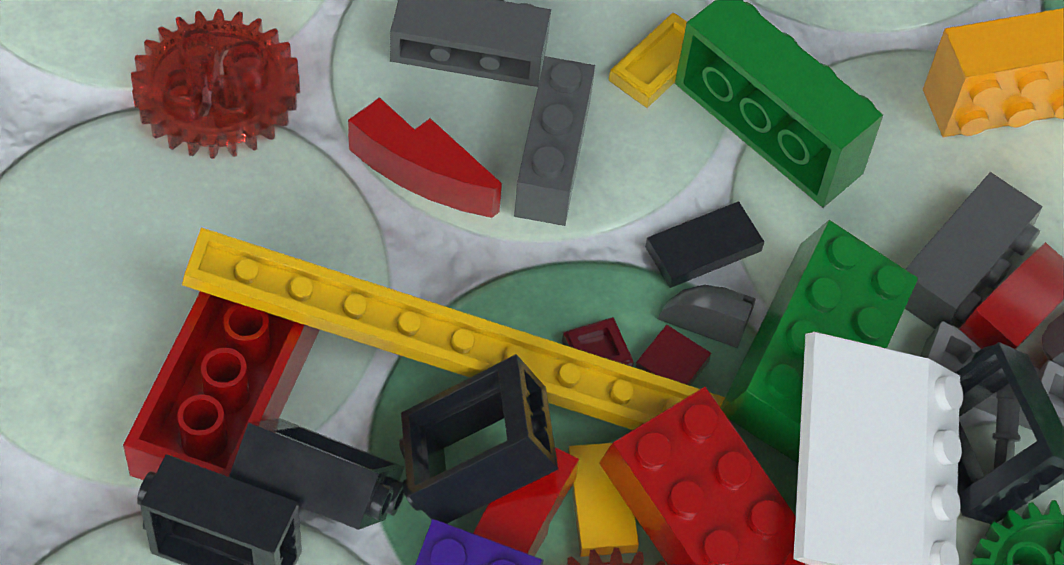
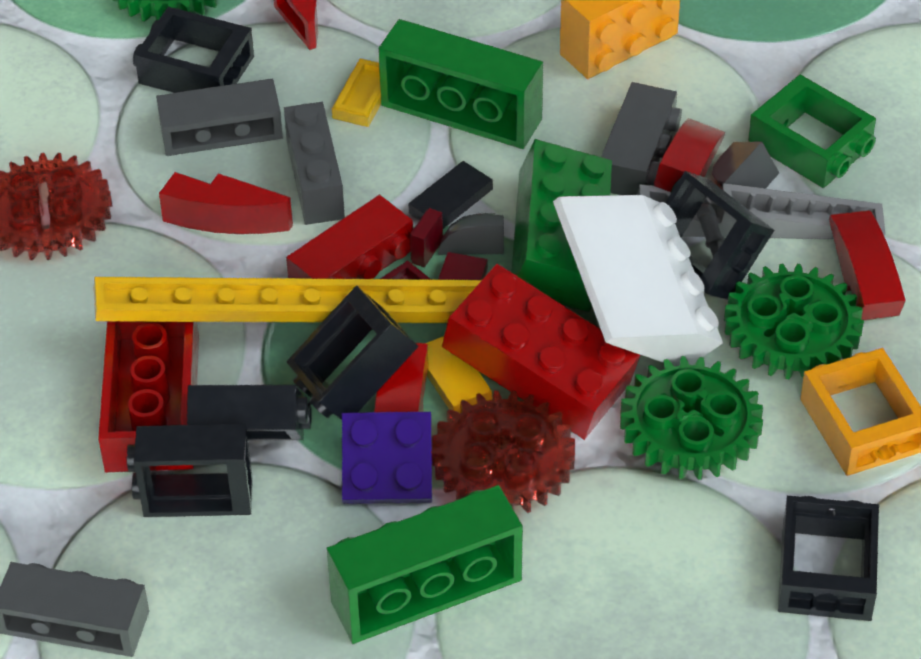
camera: 15 degrees left, 10 degrees down
(551, 279) = (355, 245): none -> red brick
(648, 295) = (426, 237): none -> dark red tile

